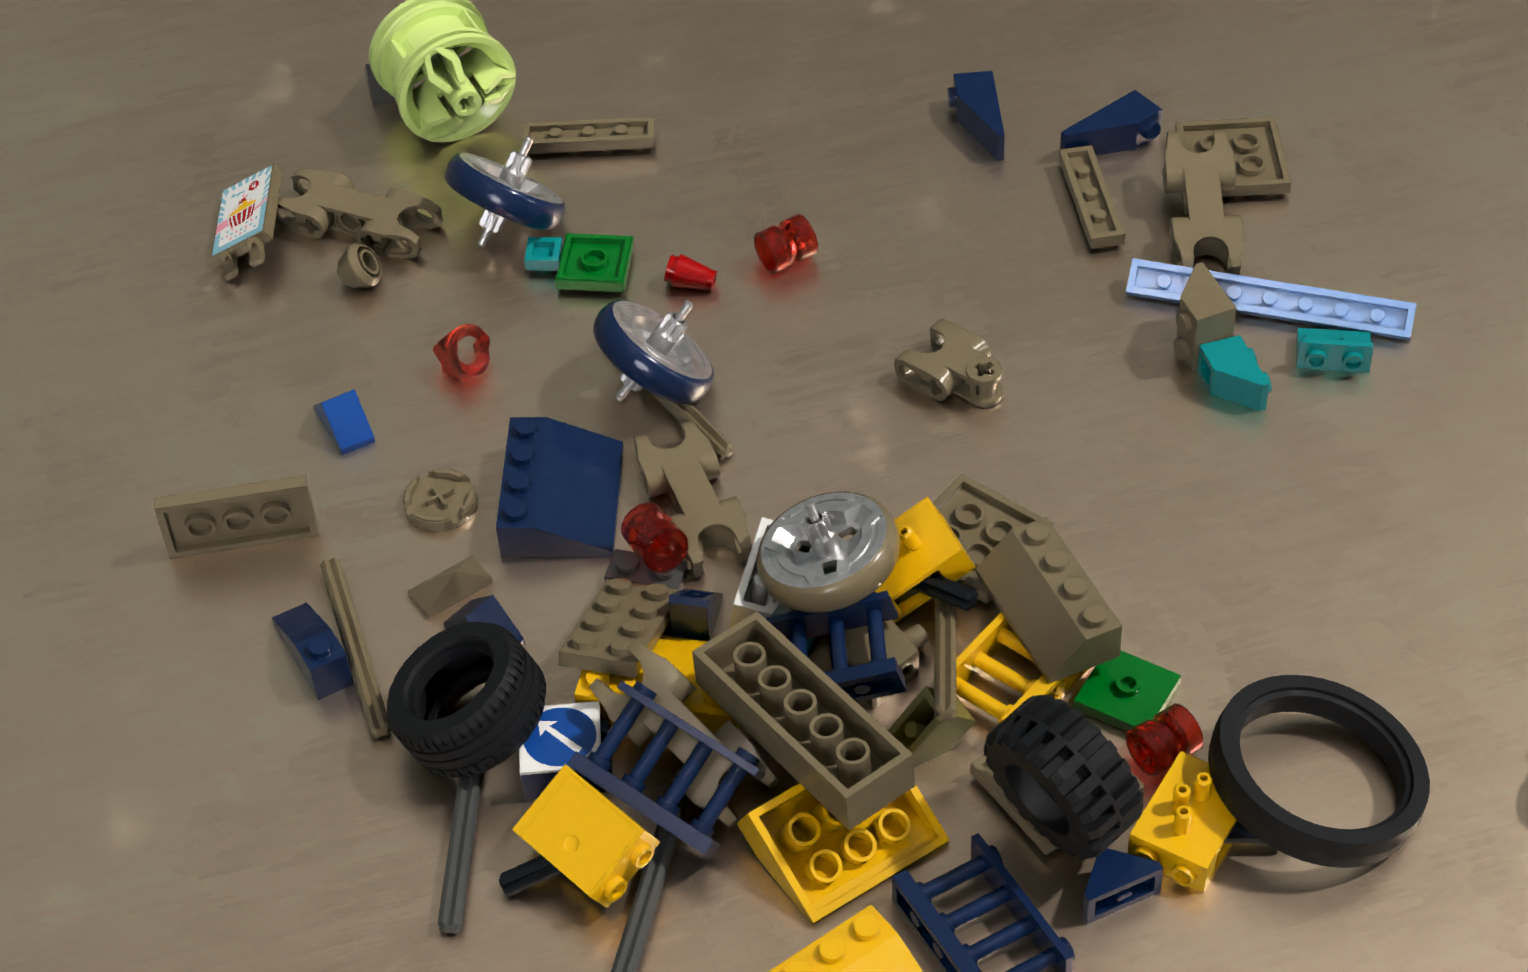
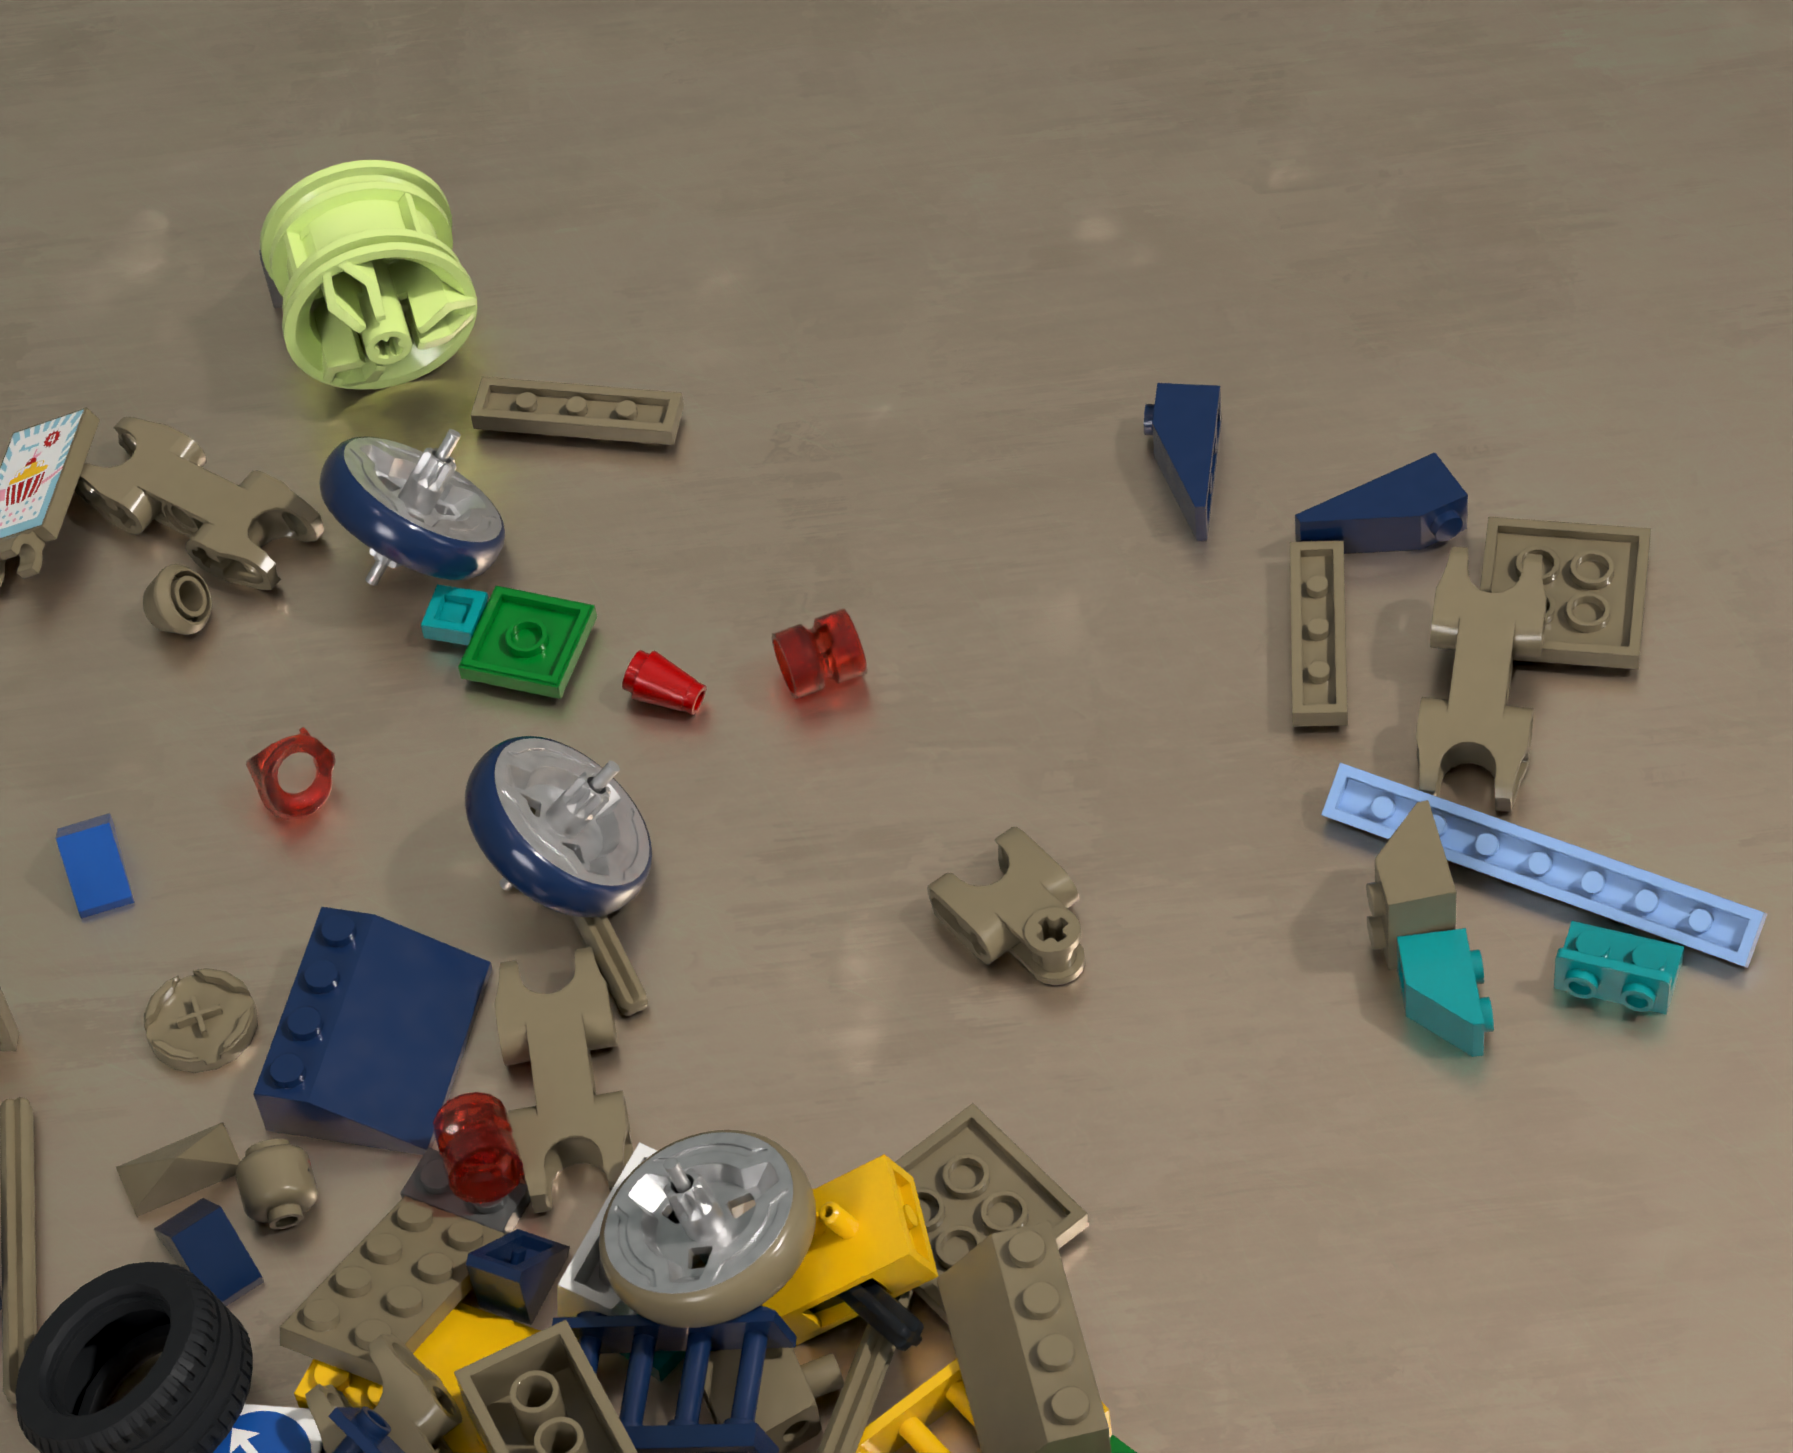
camera: 15 degrees right, 5 degrees up
(520, 582) = (276, 1183): none -> dark tan head

